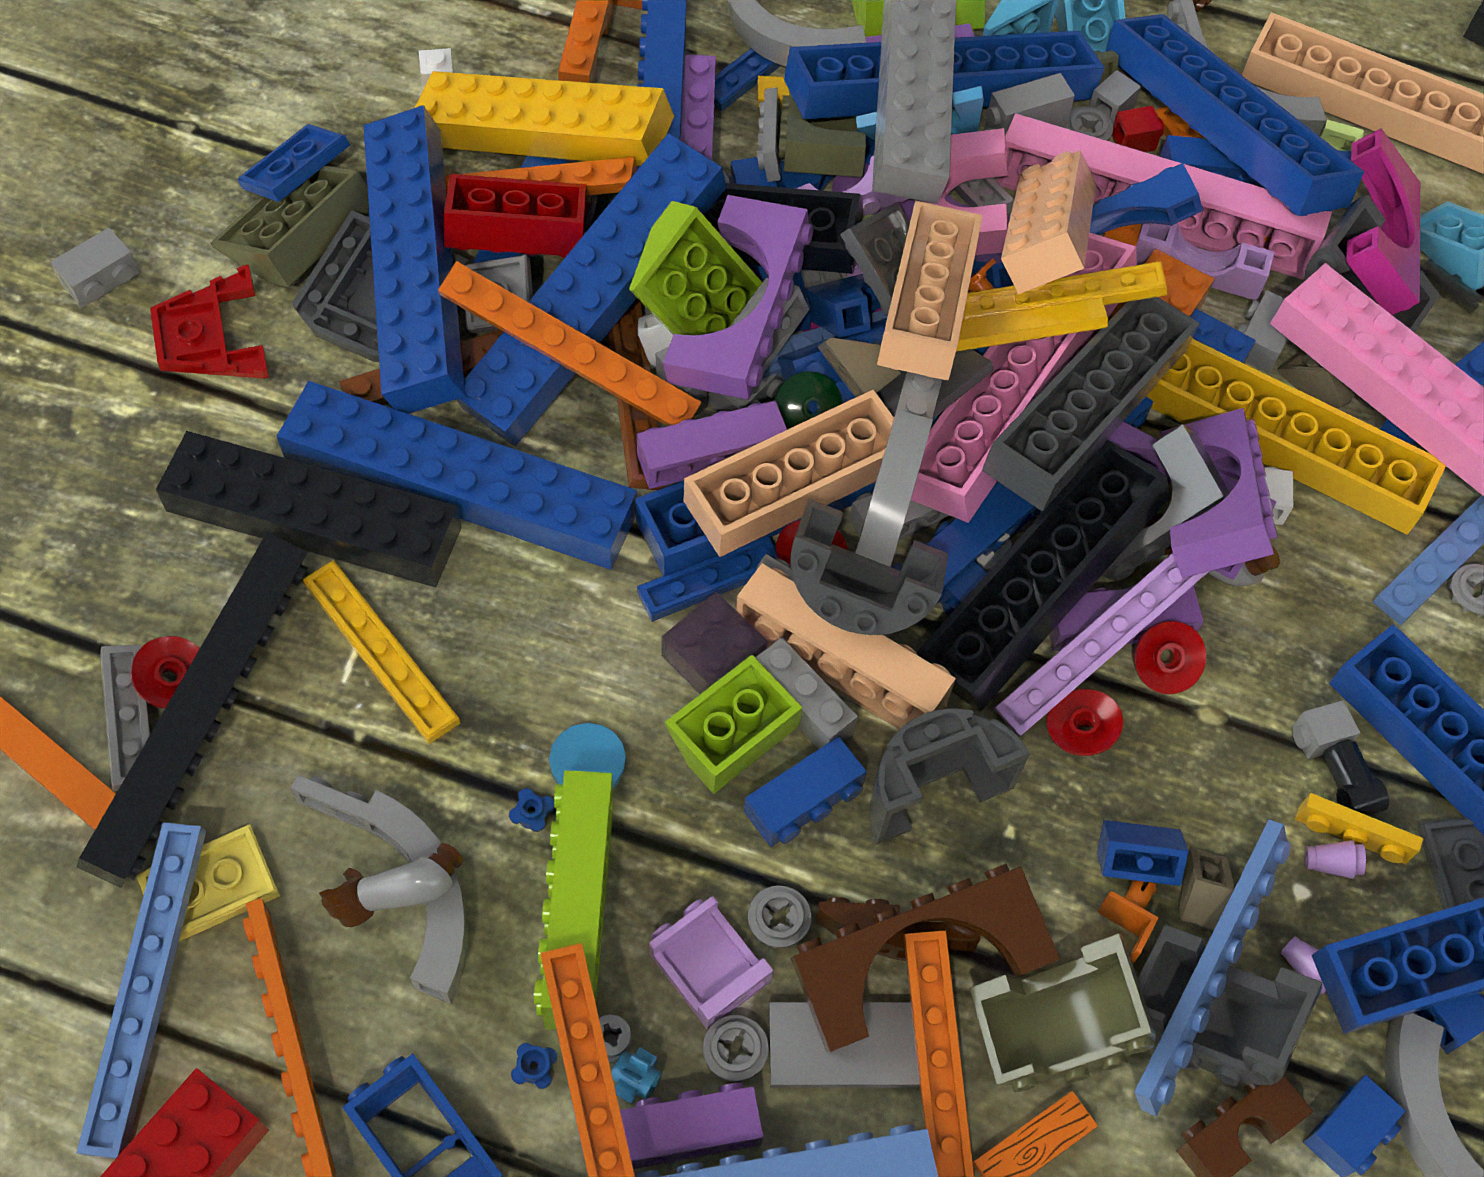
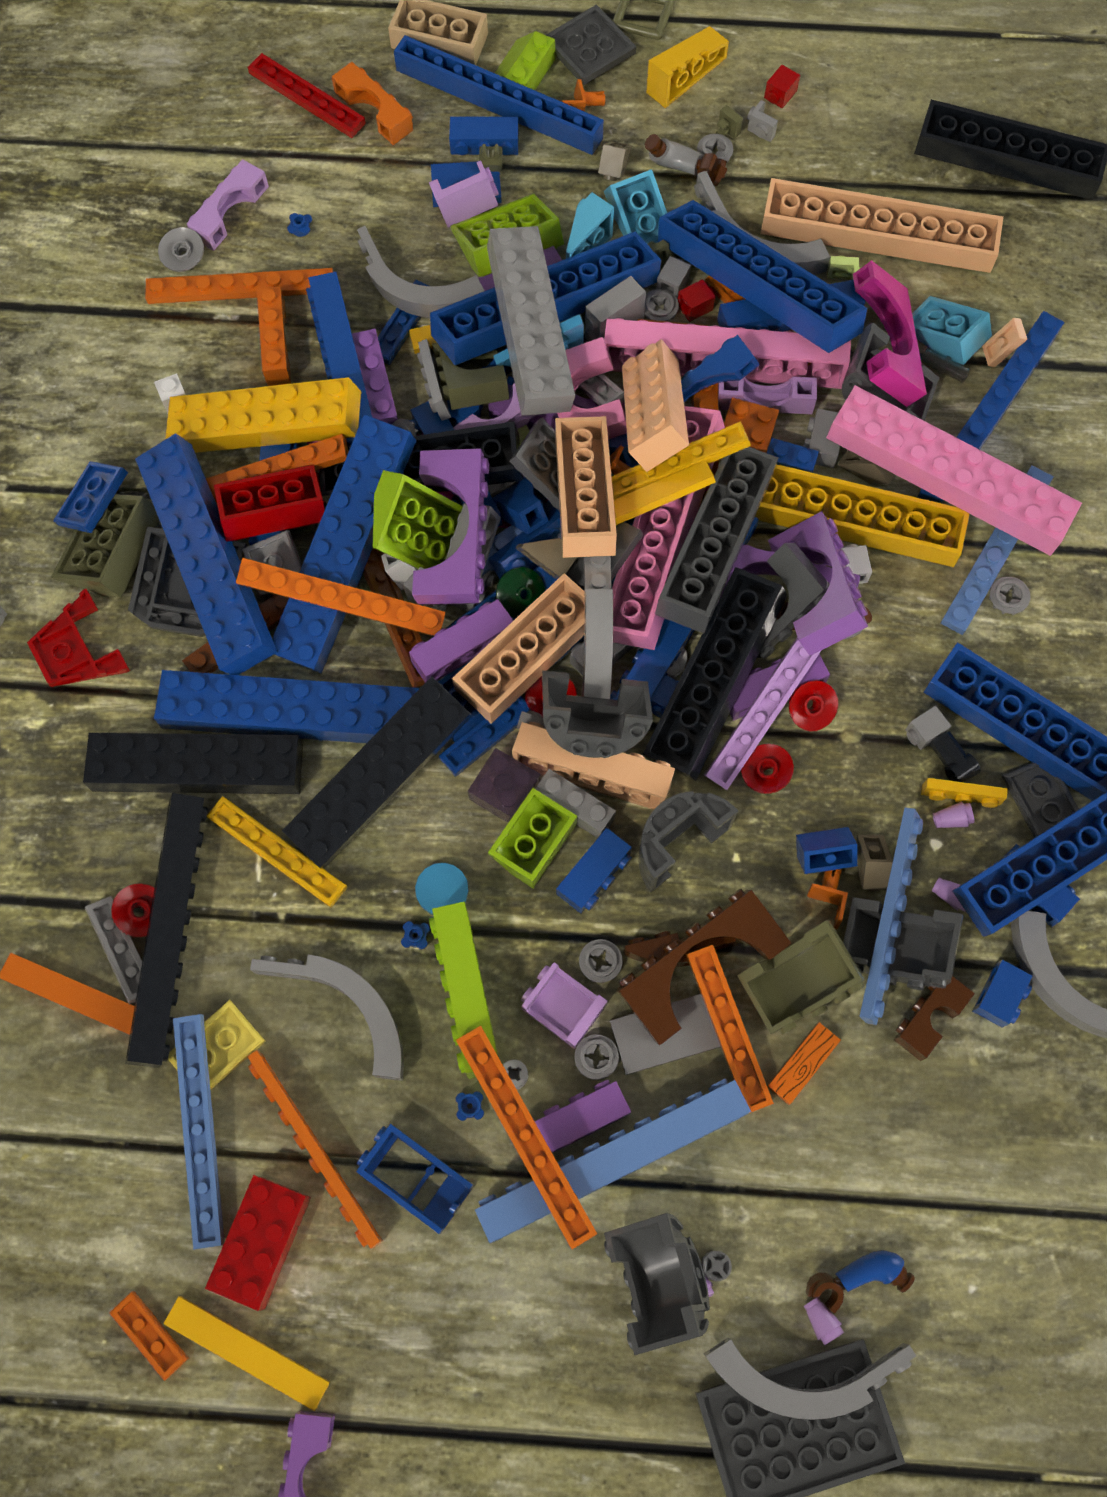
camera: 10 degrees left, 10 degrees up
(394, 888) = (352, 1015): light grey piece -> none
(546, 578) = (377, 773): none -> black brick
(636, 1075) = (537, 1094): dark azure gear -> none

